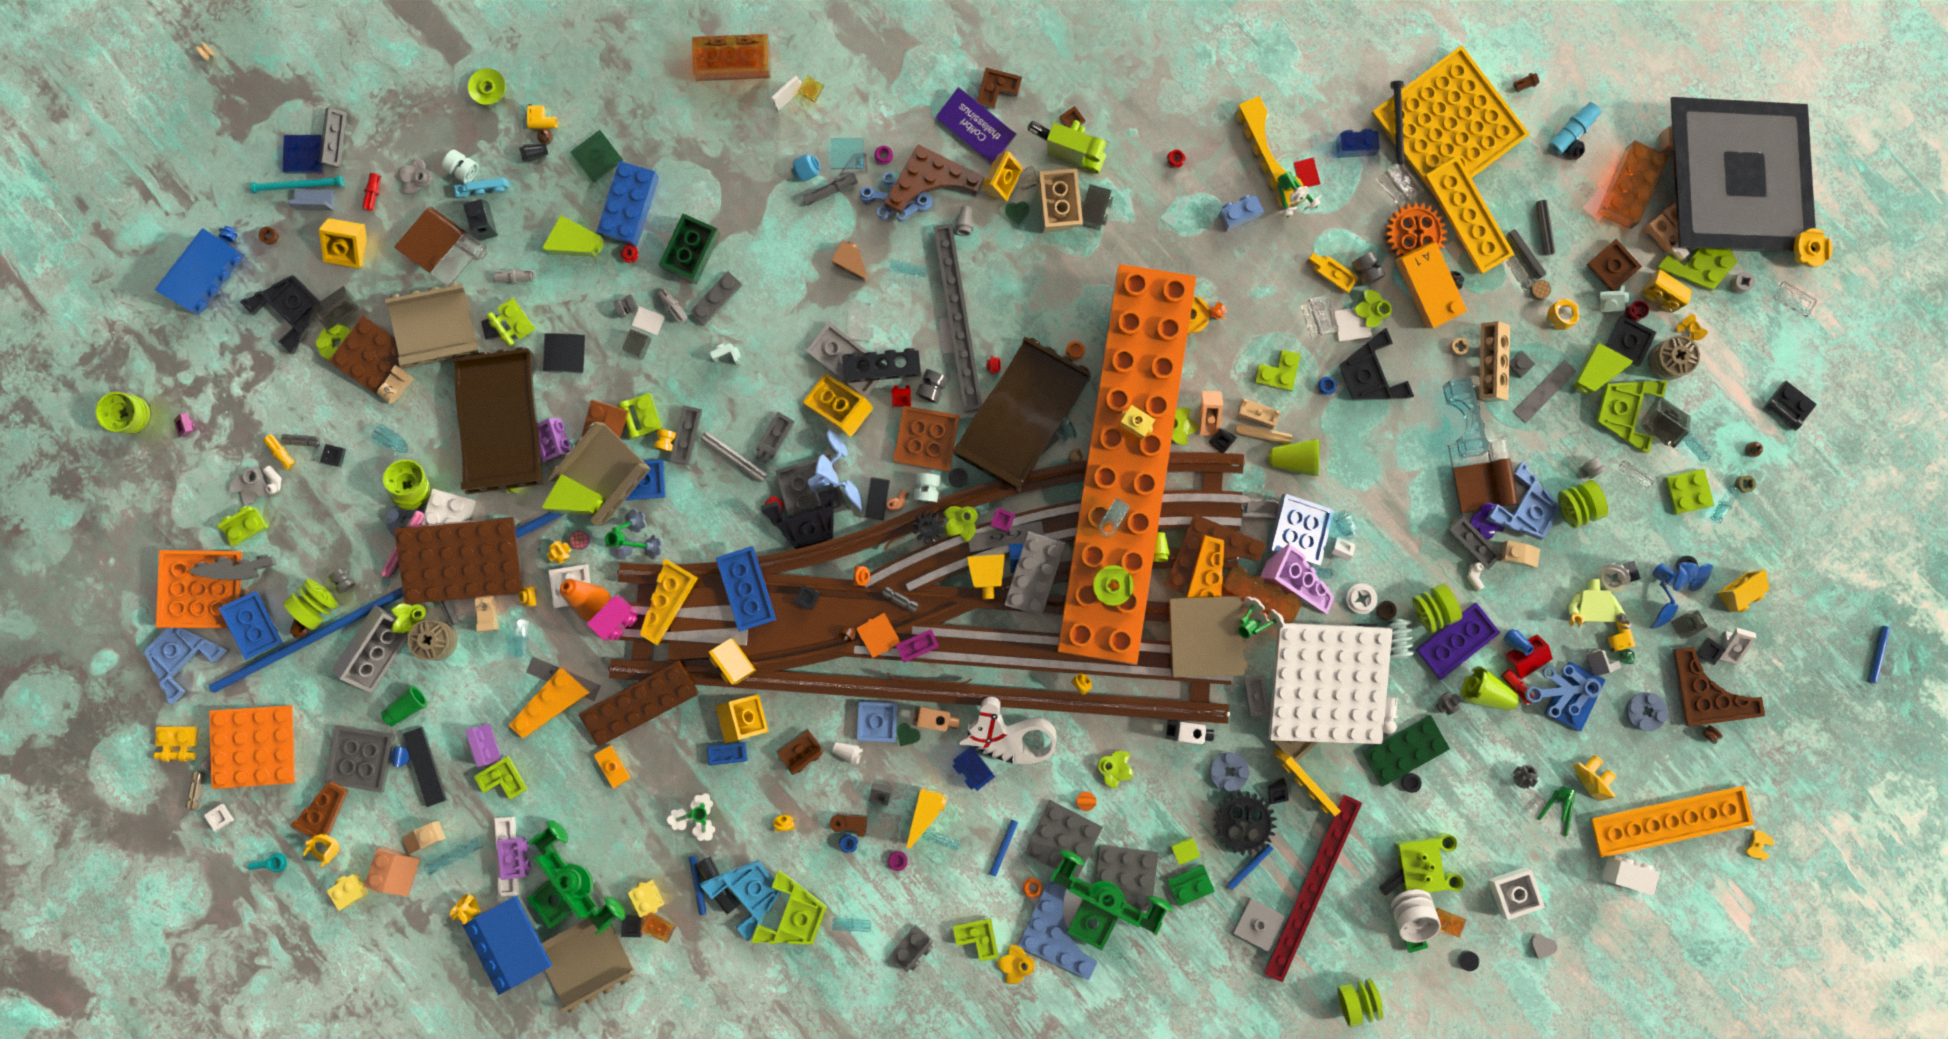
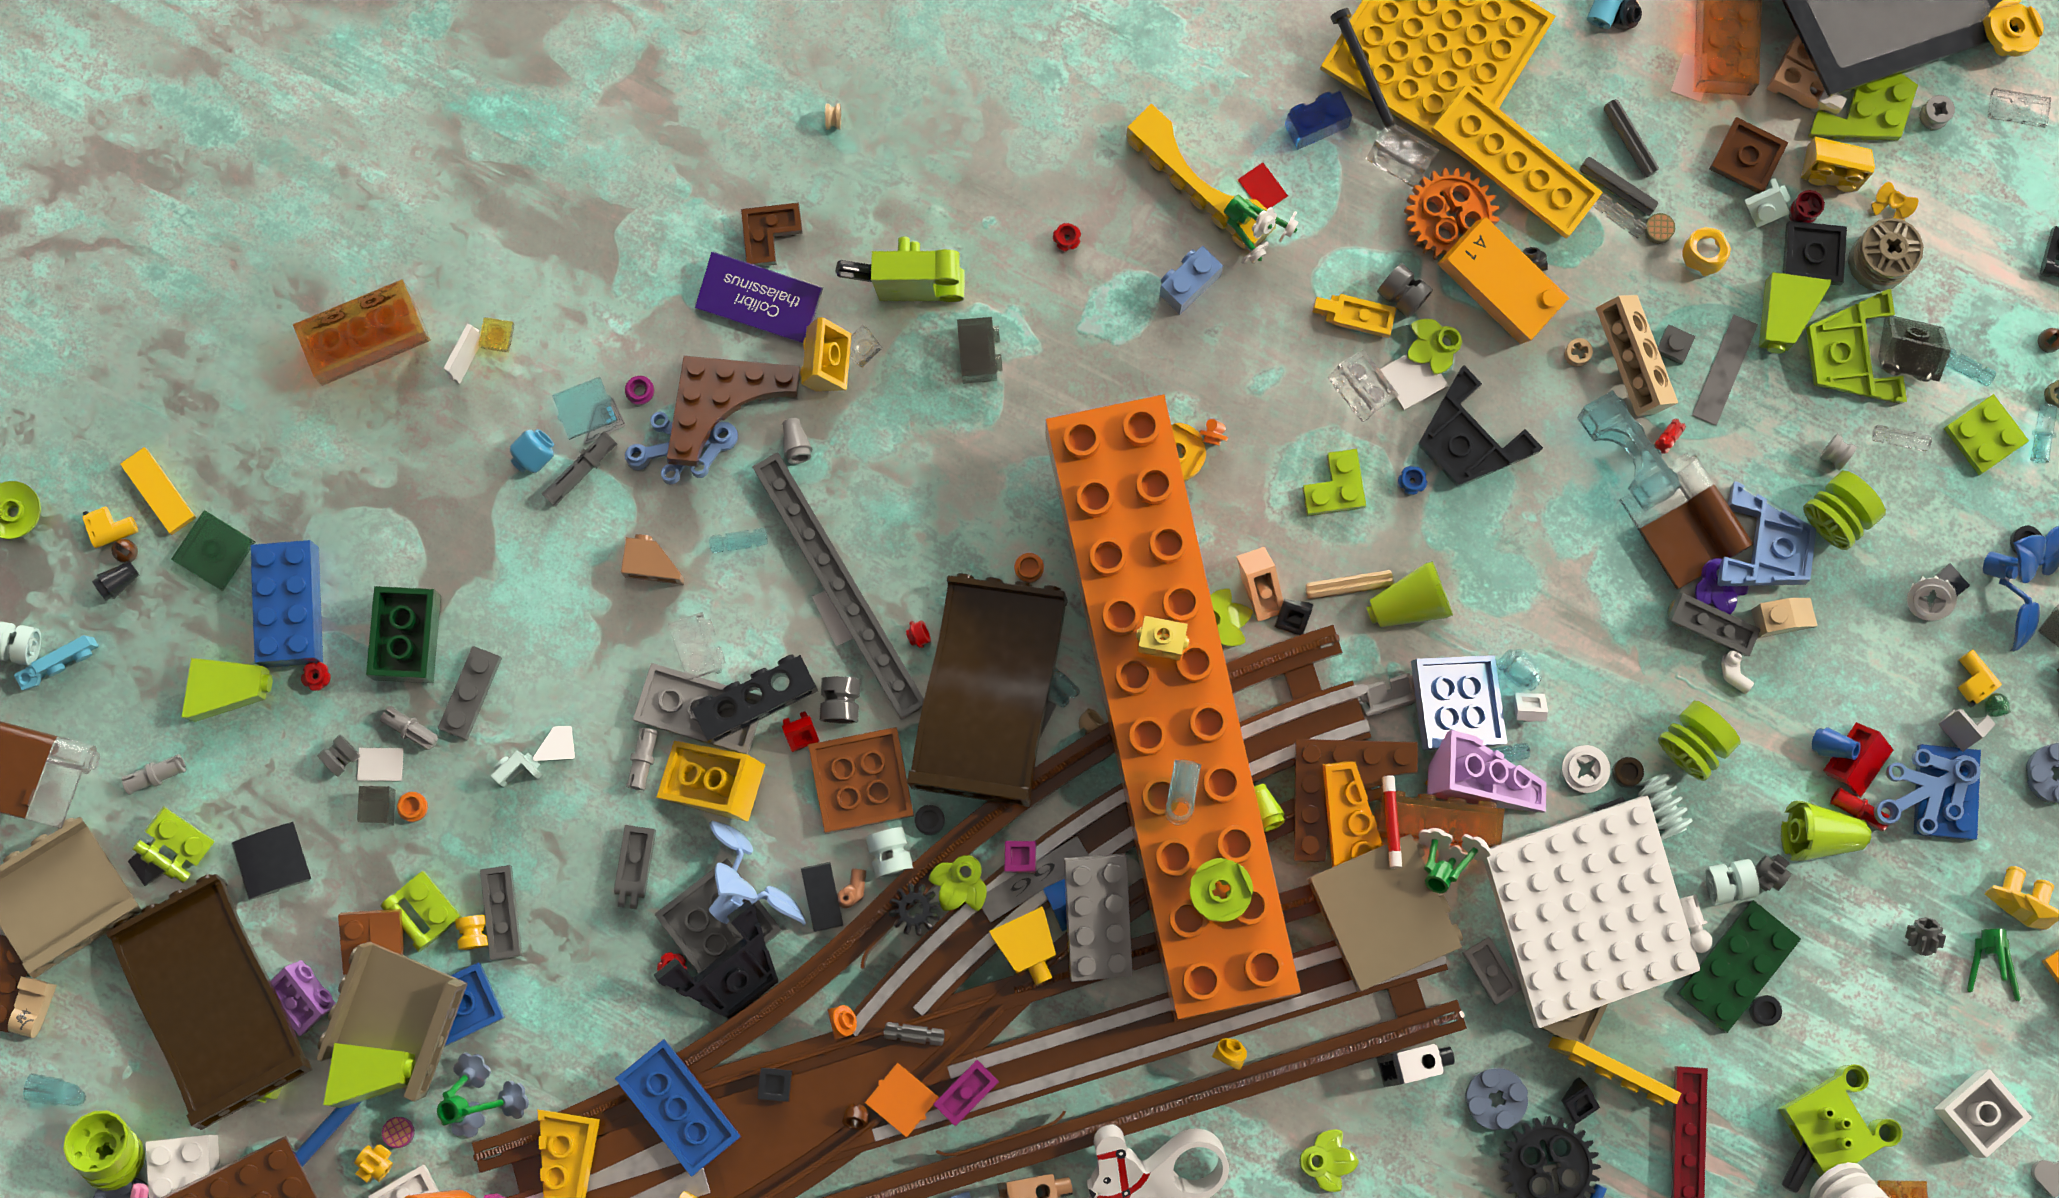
camera: 25 degrees left, 5 degrees down
(478, 217) = (69, 706): black torso -> none
(577, 108) = (158, 490): none -> yellow tile
(657, 353) = (412, 806): none -> orange plate
(734, 457) = (584, 917): light grey axle -> none
(755, 349) = (557, 745): none -> white sticker
(802, 376) = (642, 759): none -> light grey pin
(1017, 212) = (866, 399): clear green tile -> none
(1059, 200) = (922, 359): tan slope -> none
(1063, 31) = (833, 116): none -> tan bush
(1071, 115) = (891, 232): reddish brown plate -> none
(1231, 585) = (1392, 822): none -> red bar
(1258, 413) = (1330, 558): tan hinge -> none
(1429, 699) = (1742, 884): none -> light aqua wheel
(1457, 641) = (1748, 777): dark purple tile -> none
(1494, 418) = (1670, 436): none -> red axle
(1596, 606) = (1923, 650): yellowish green torso -> none

